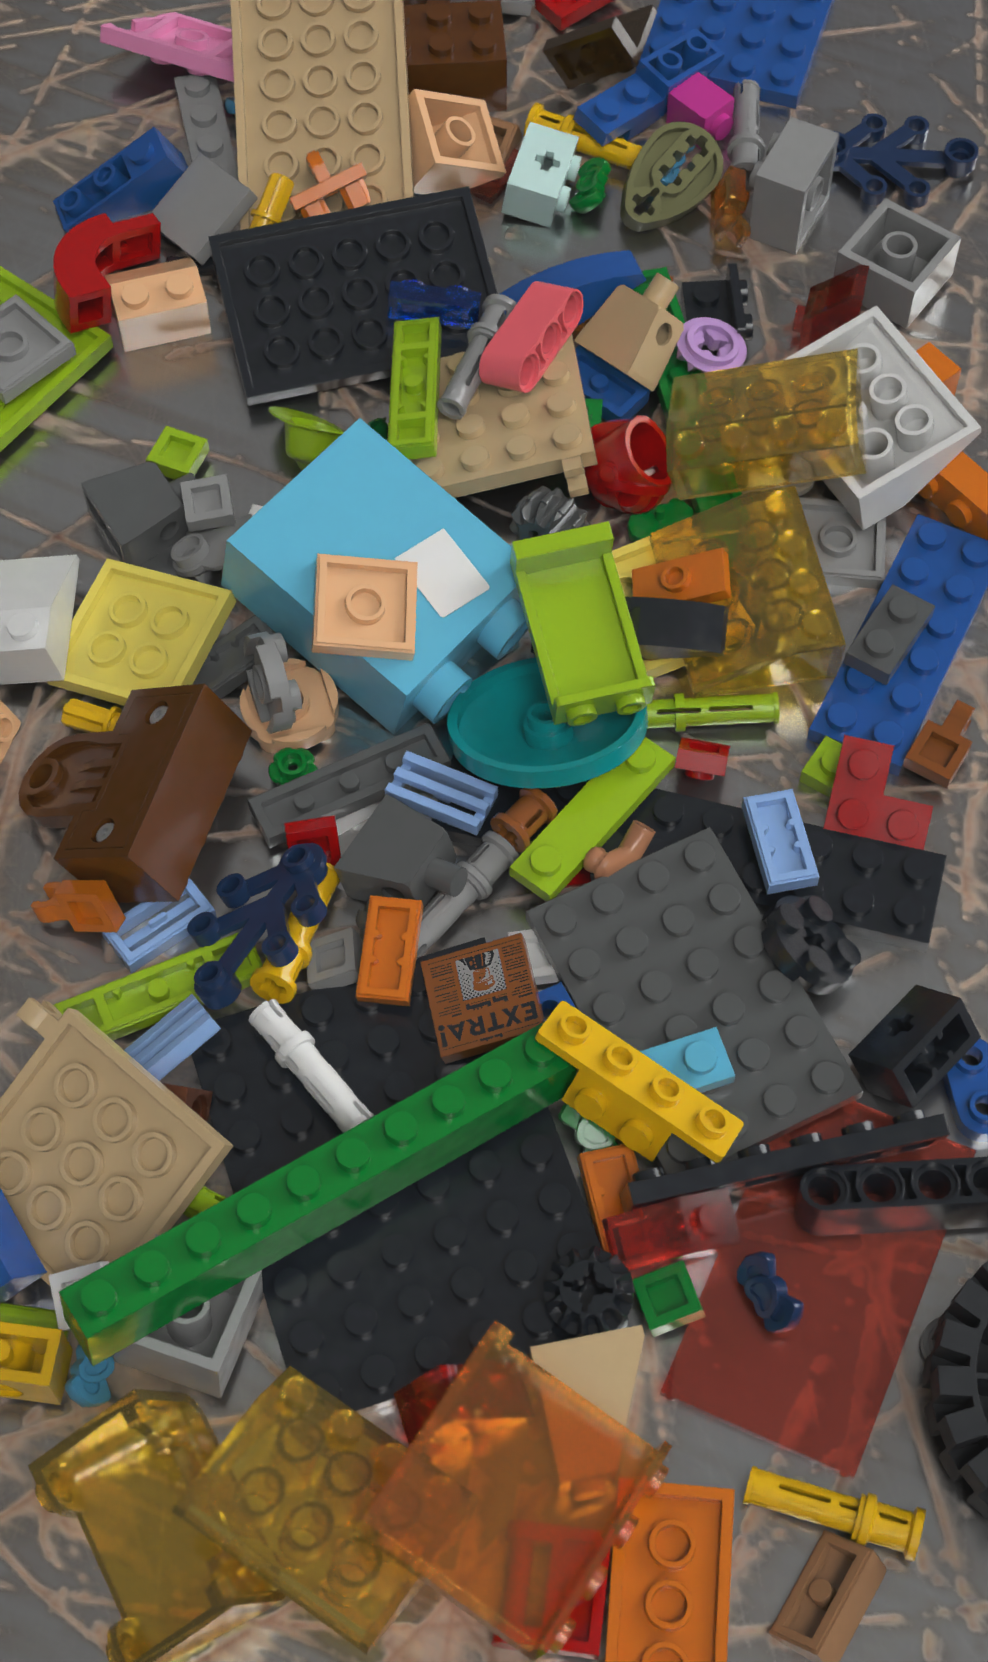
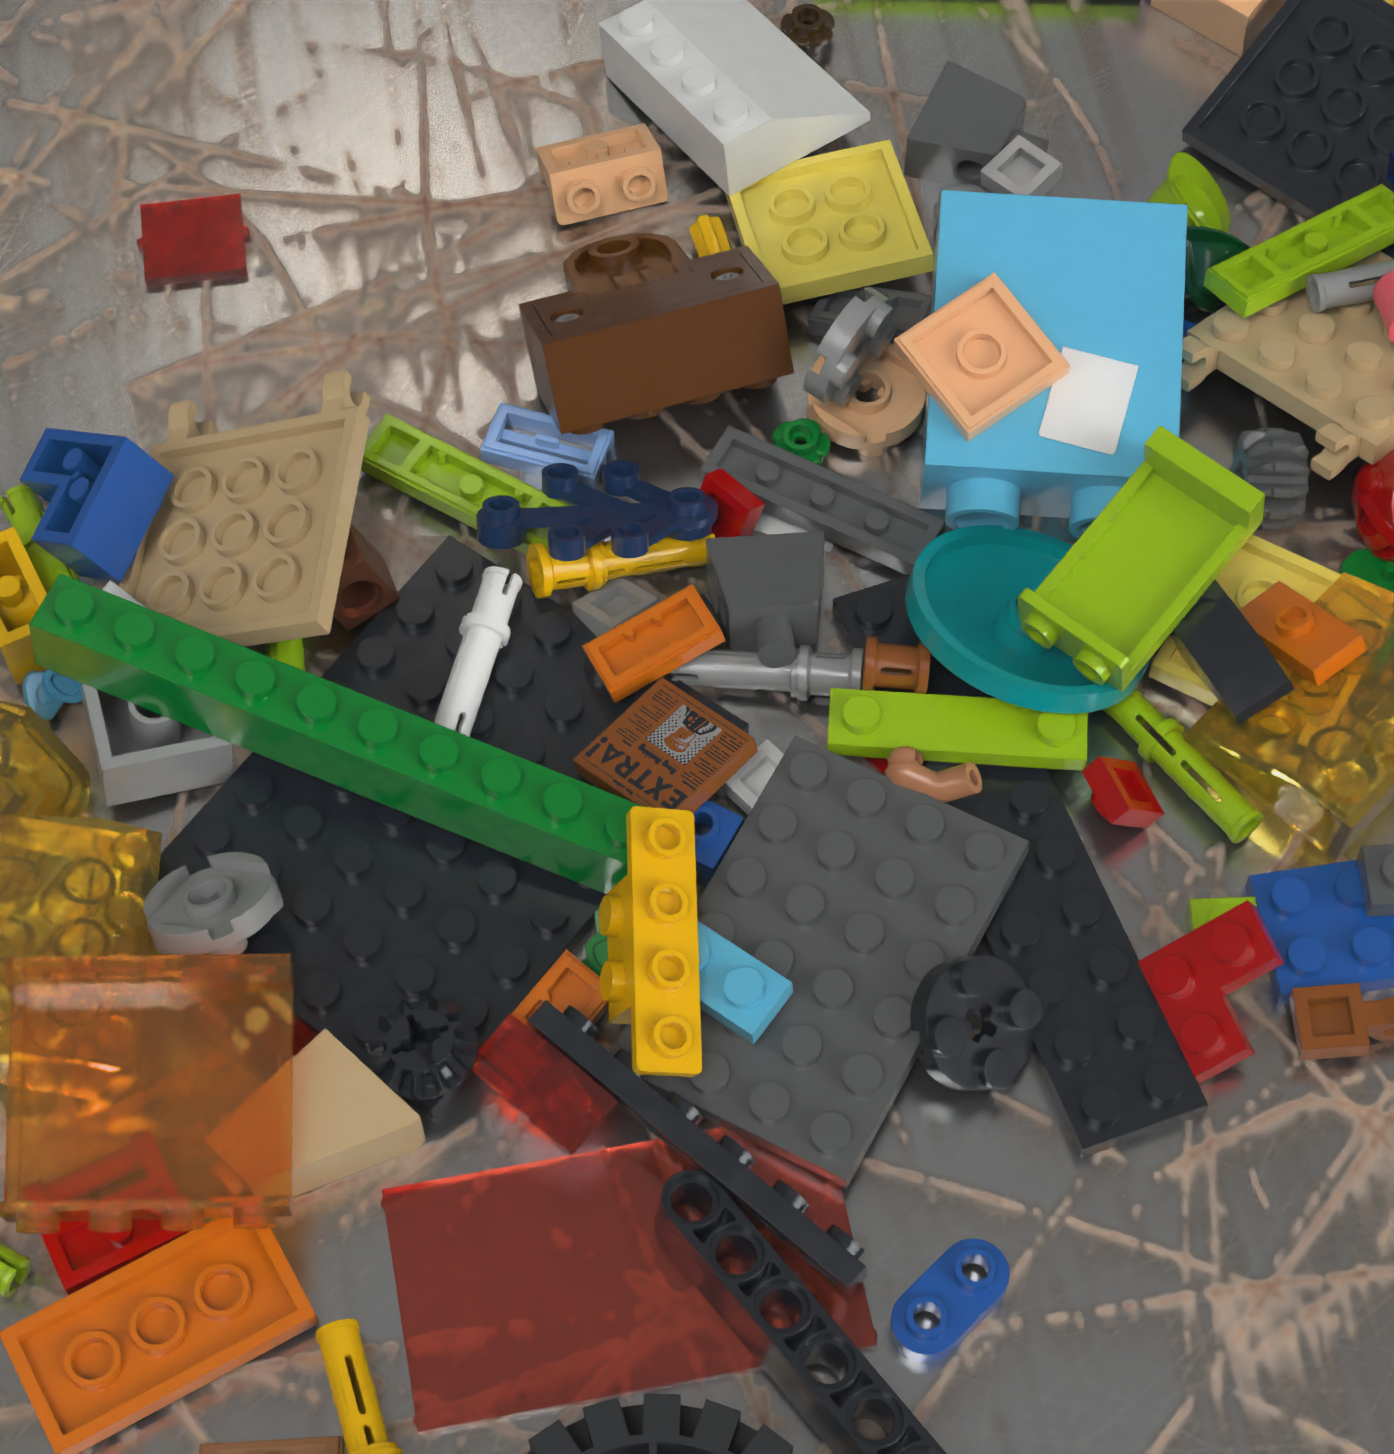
camera: 55 degrees right, 0 degrees up
(84, 903) = (507, 368): orange plate -> none
(173, 1038) = (417, 529): light blue tile -> none
(178, 452) = (1065, 119): lime plate -> none
(408, 1378) = (212, 907): none -> light grey plate
(446, 785) = (859, 538): light blue tile -> none
(668, 1298) = (479, 1132): green plate -> none
(769, 1292) = (551, 1223): dark blue piece -> none
(780, 841) = (1070, 919): light blue plate -> none
(914, 1045) = (937, 1199): black brick -> none

